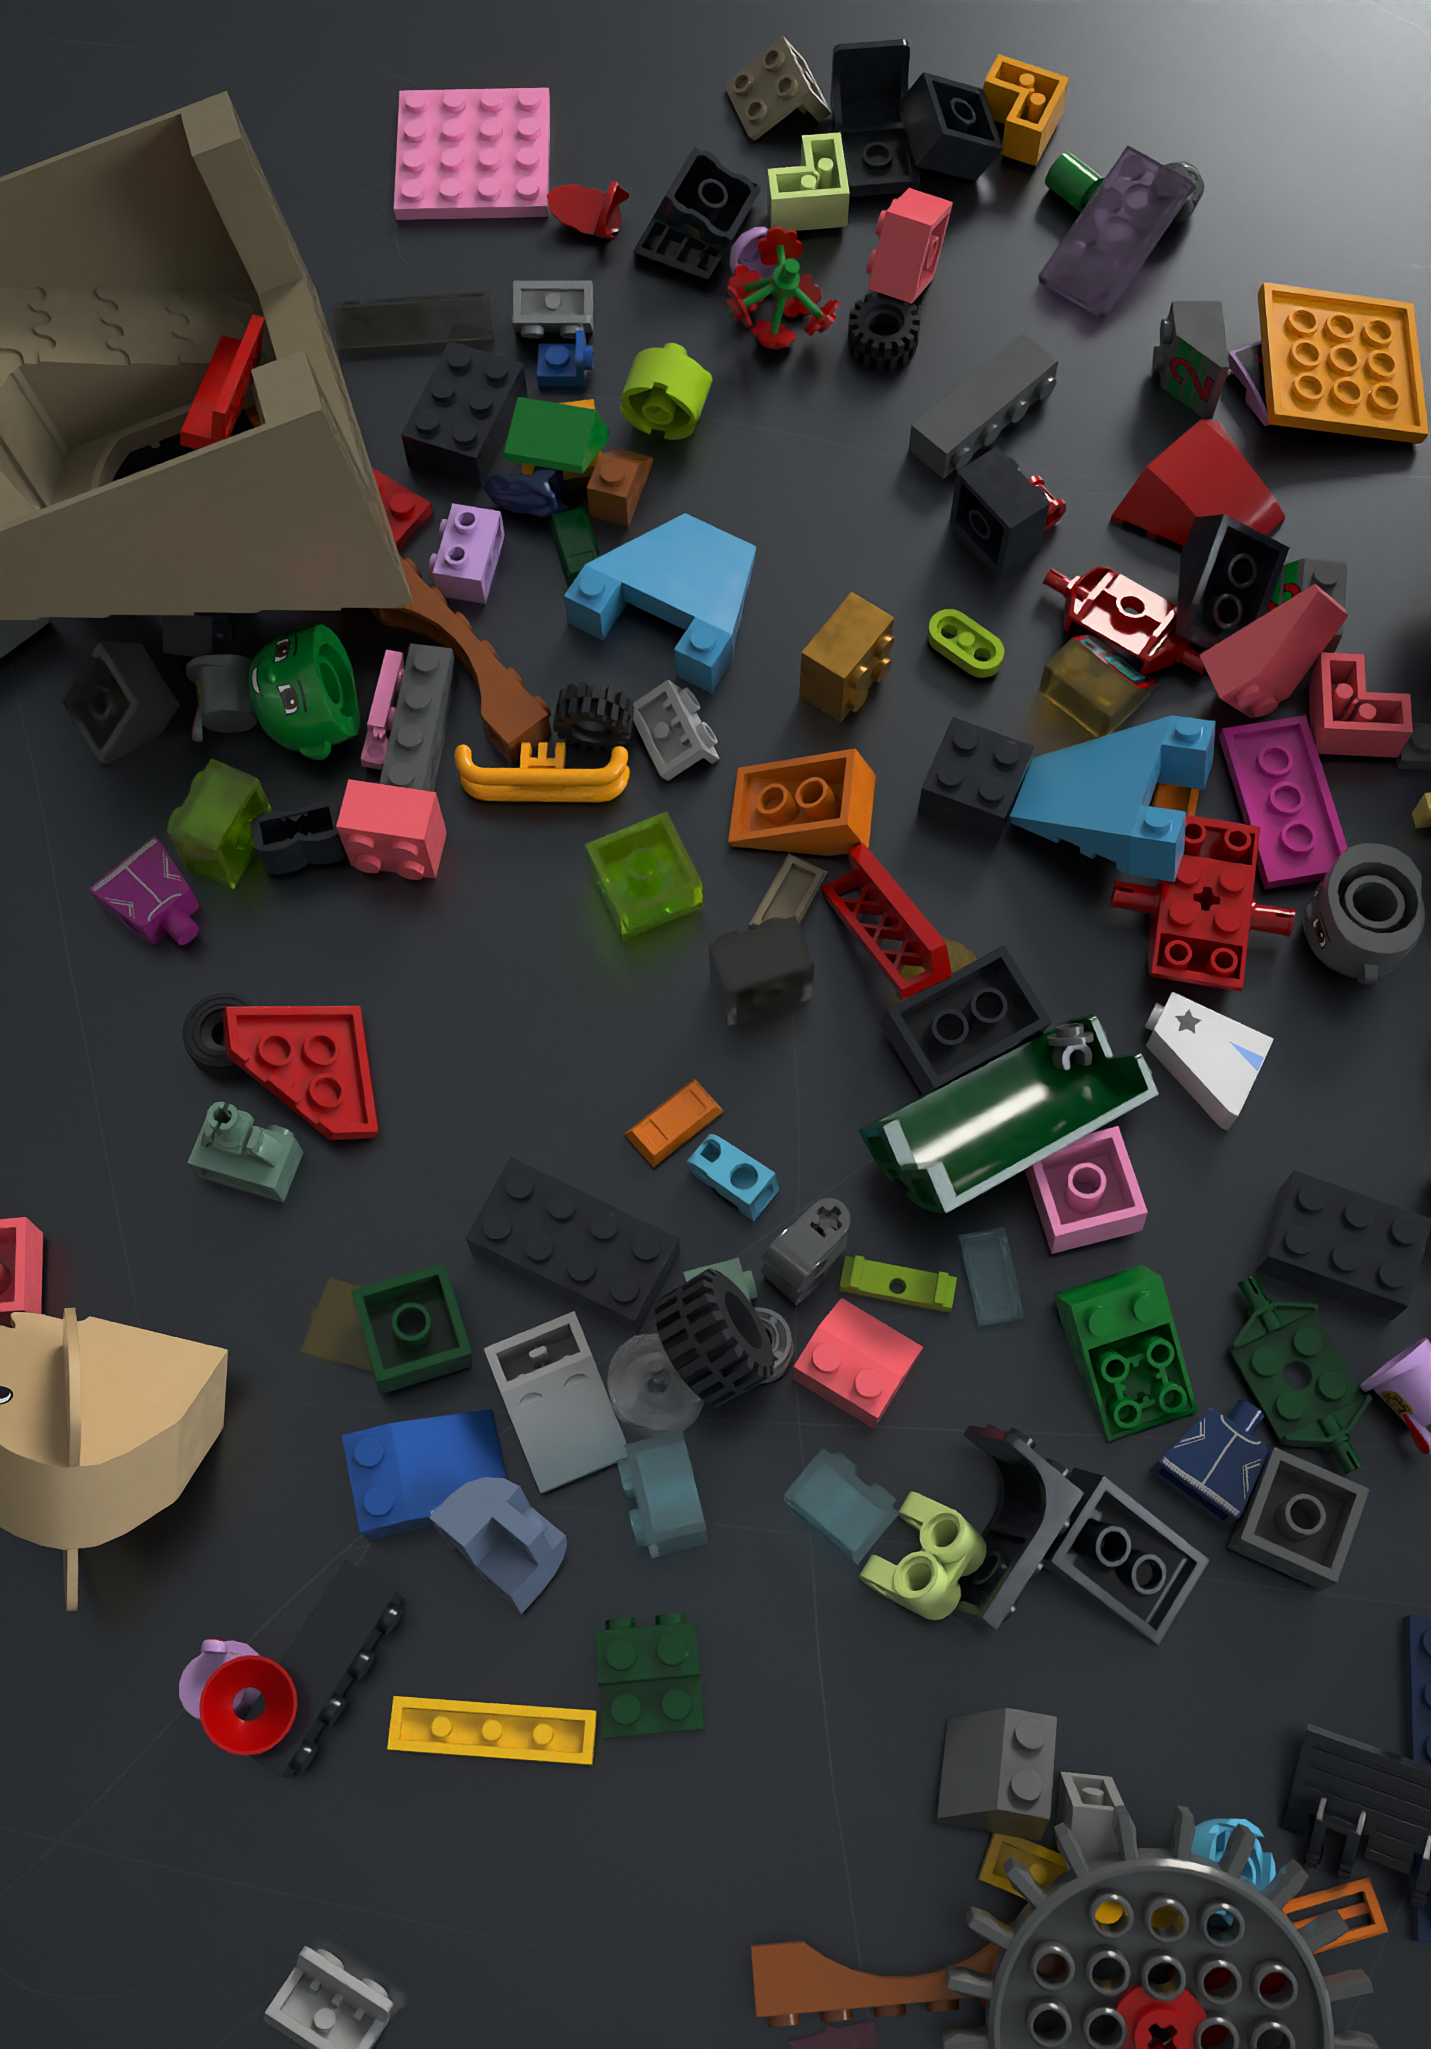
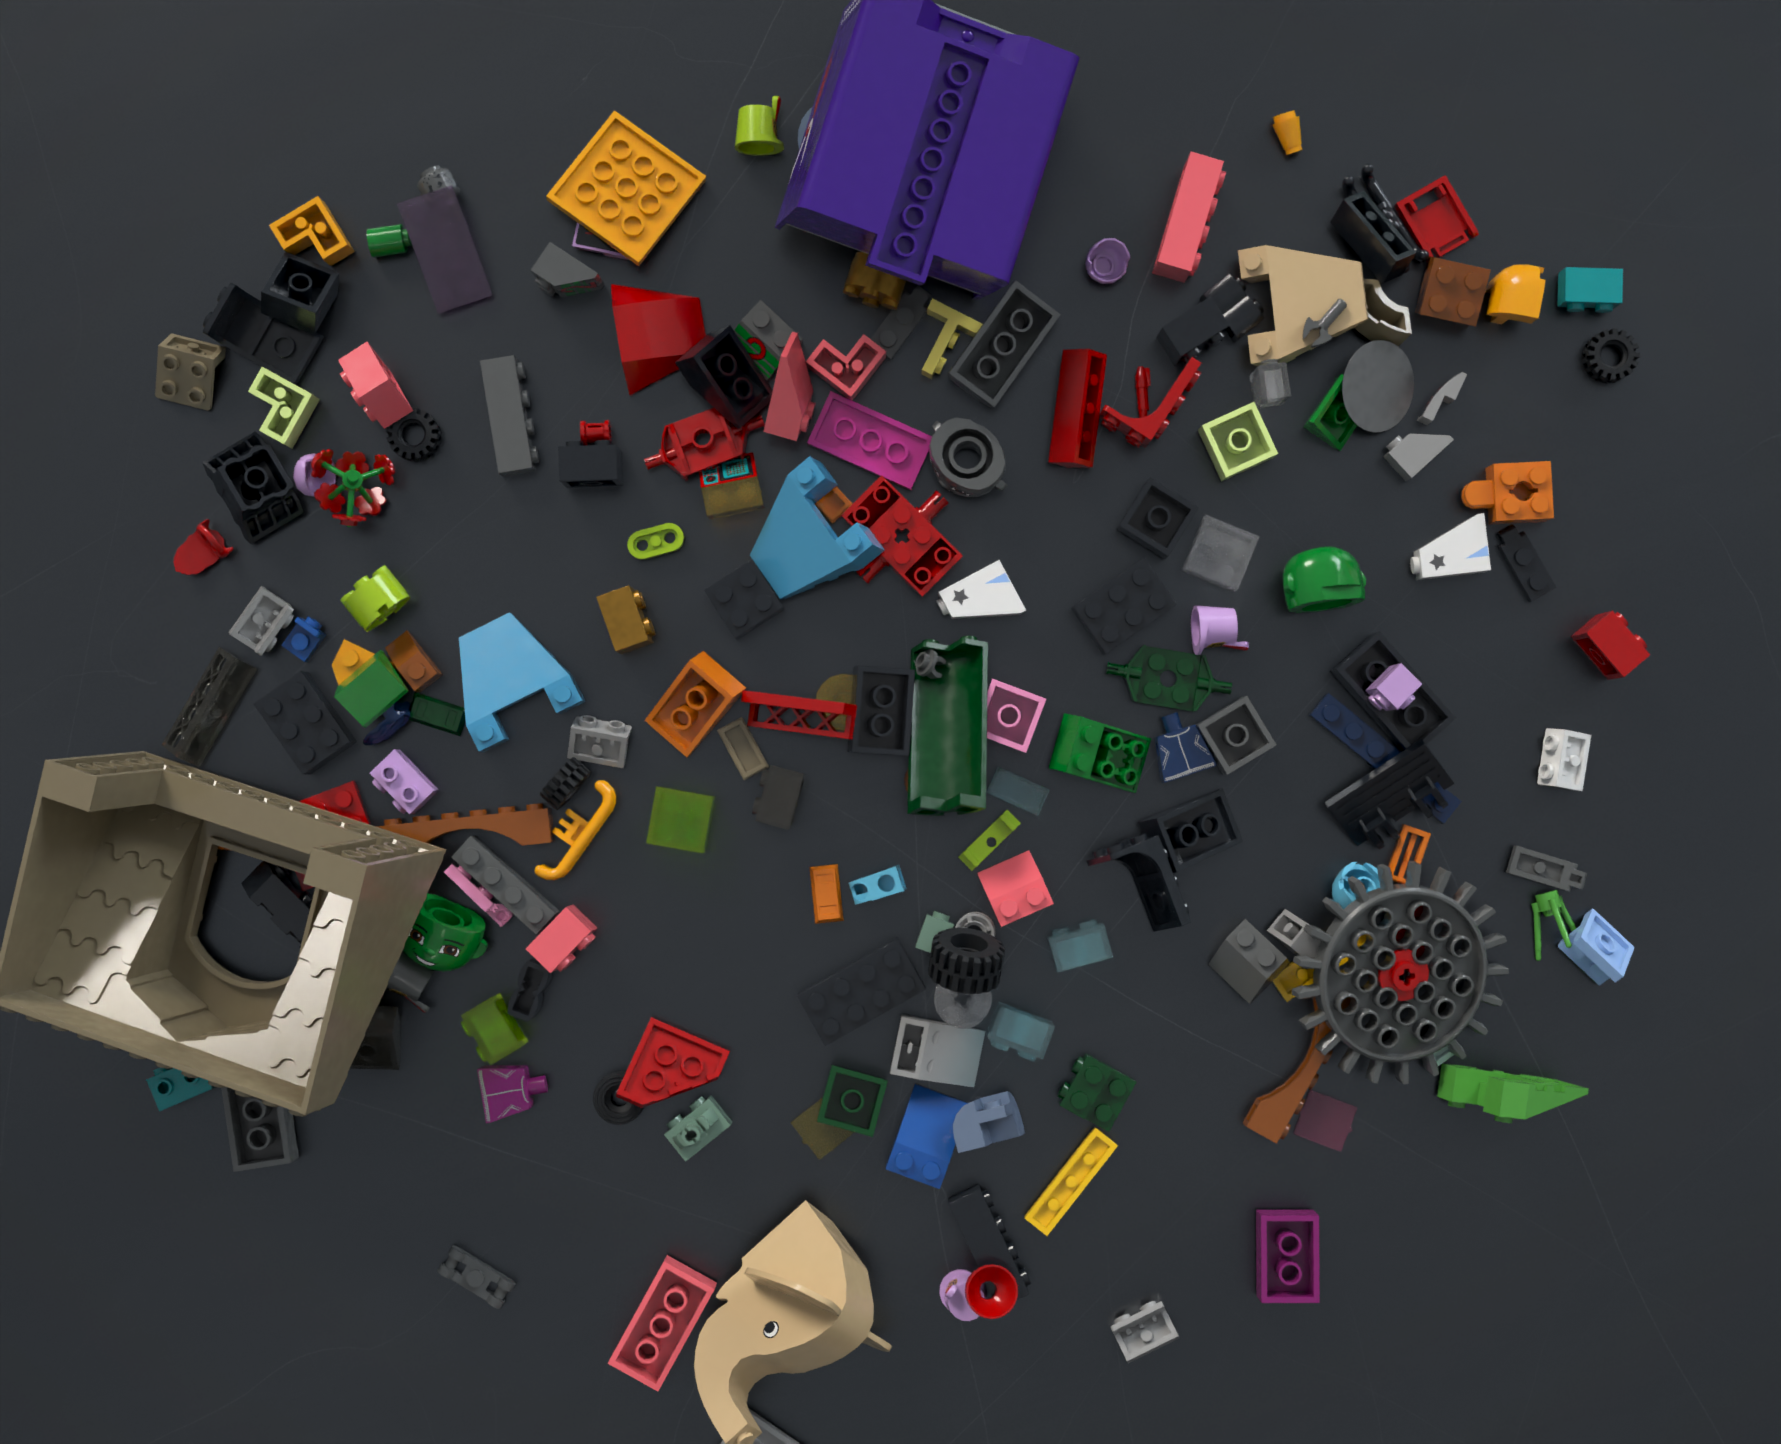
camera: 55 degrees left, 20 degrees up
(223, 388) = (216, 867): red fence -> none
(472, 154) = (101, 589): bright pink plate -> none
(801, 1255) = (947, 884): dark grey piece -> none
(929, 1578) = (1137, 922): yellowish green piece -> none

